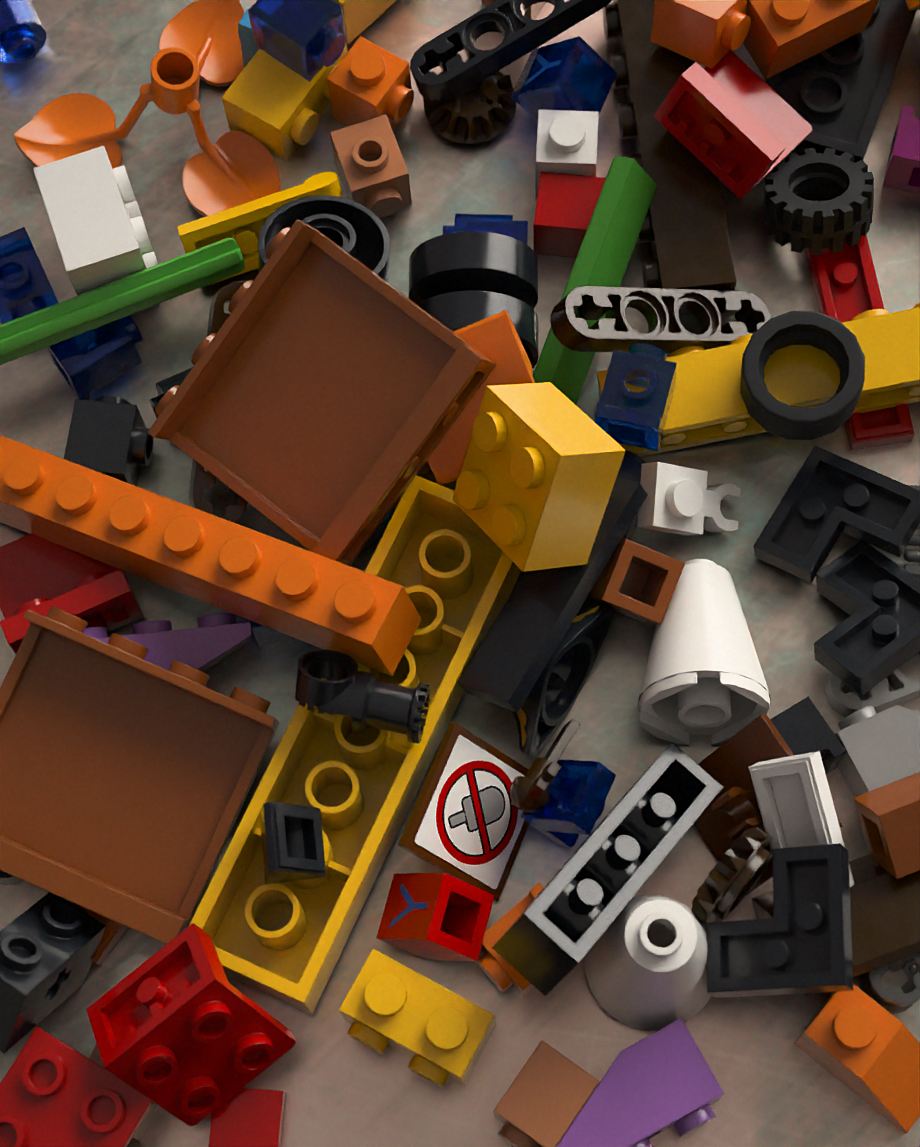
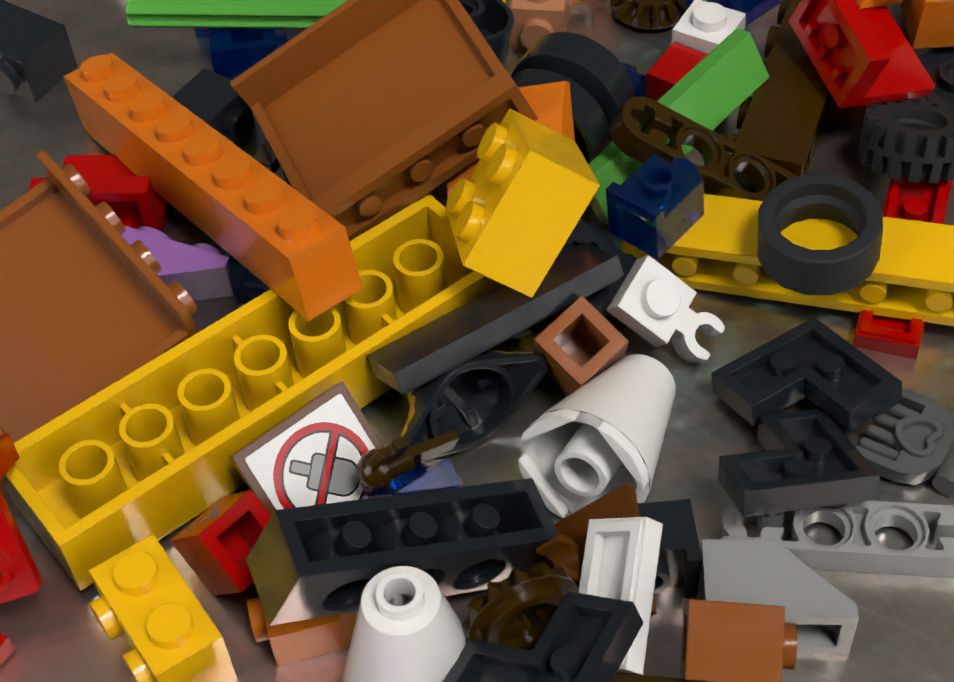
camera: 25 degrees right, 20 degrees down
(291, 842) = (133, 408): black slope -> none
(360, 695) = (271, 322): black connector -> none

